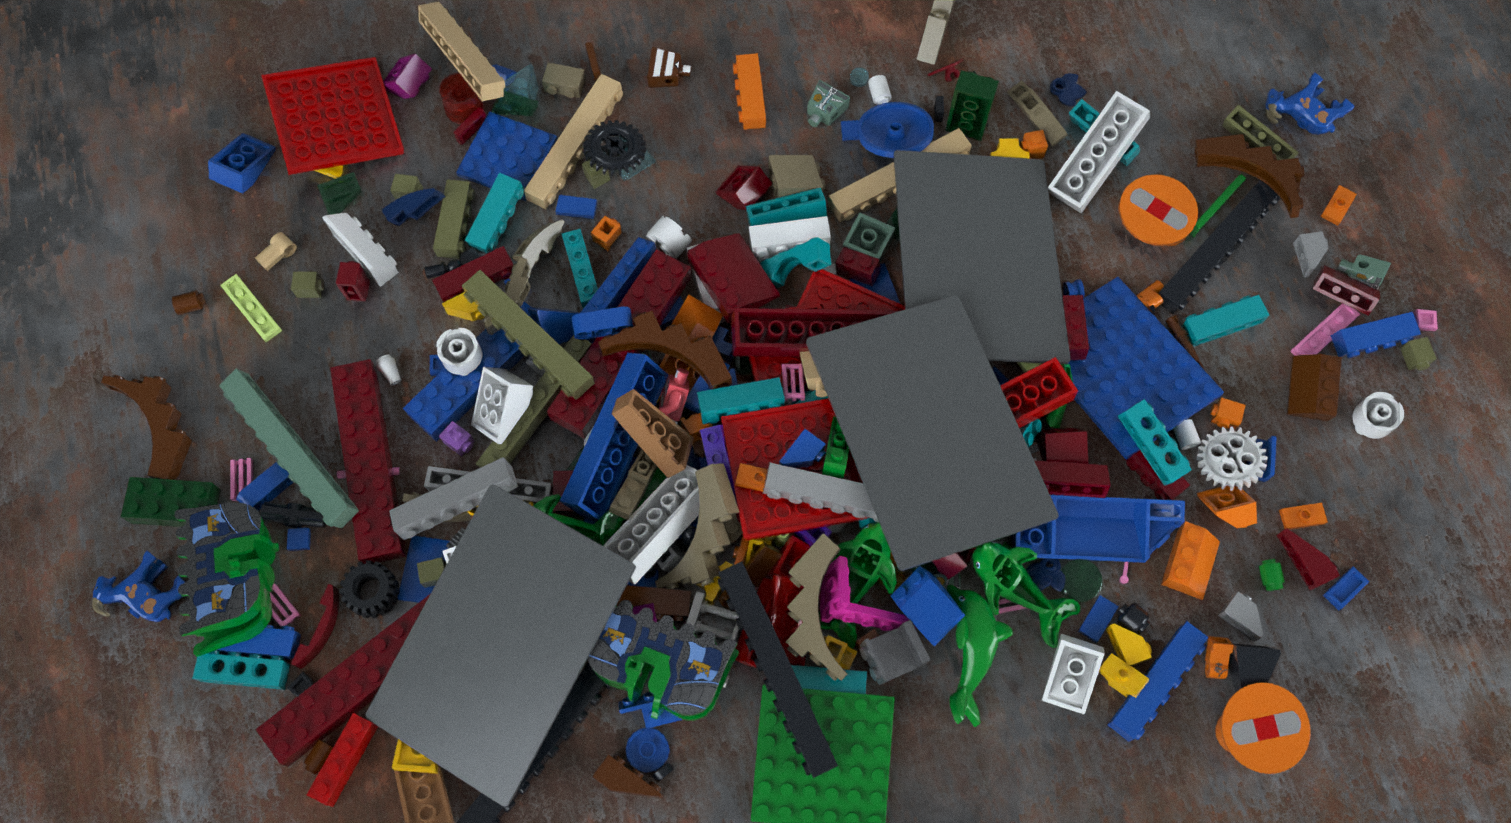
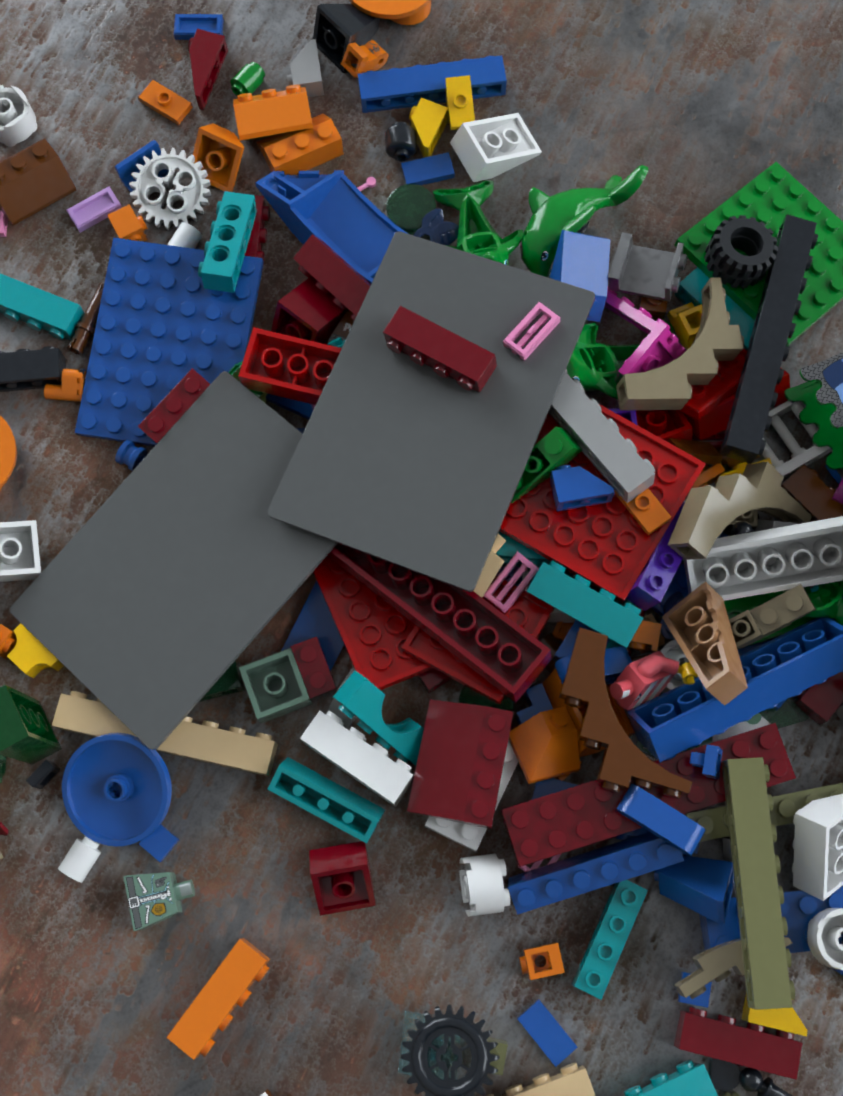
camera: 135 degrees left, 5 degrees up
(538, 243) = (637, 1019): slope -> none
(601, 372) = (709, 761): none -> blue tile
(793, 174) = (278, 831): dark tan slope -> none
(859, 77) = (82, 902): clear light blue tile -> none
(863, 721) = (750, 238): none -> black tyre
(915, 530) = (524, 353): none -> bright pink tile
(956, 454) = (439, 349): none -> dark red brick
(1226, 559) = (272, 112): none -> orange slope
(1261, 410) = (94, 209): none -> lavender tile

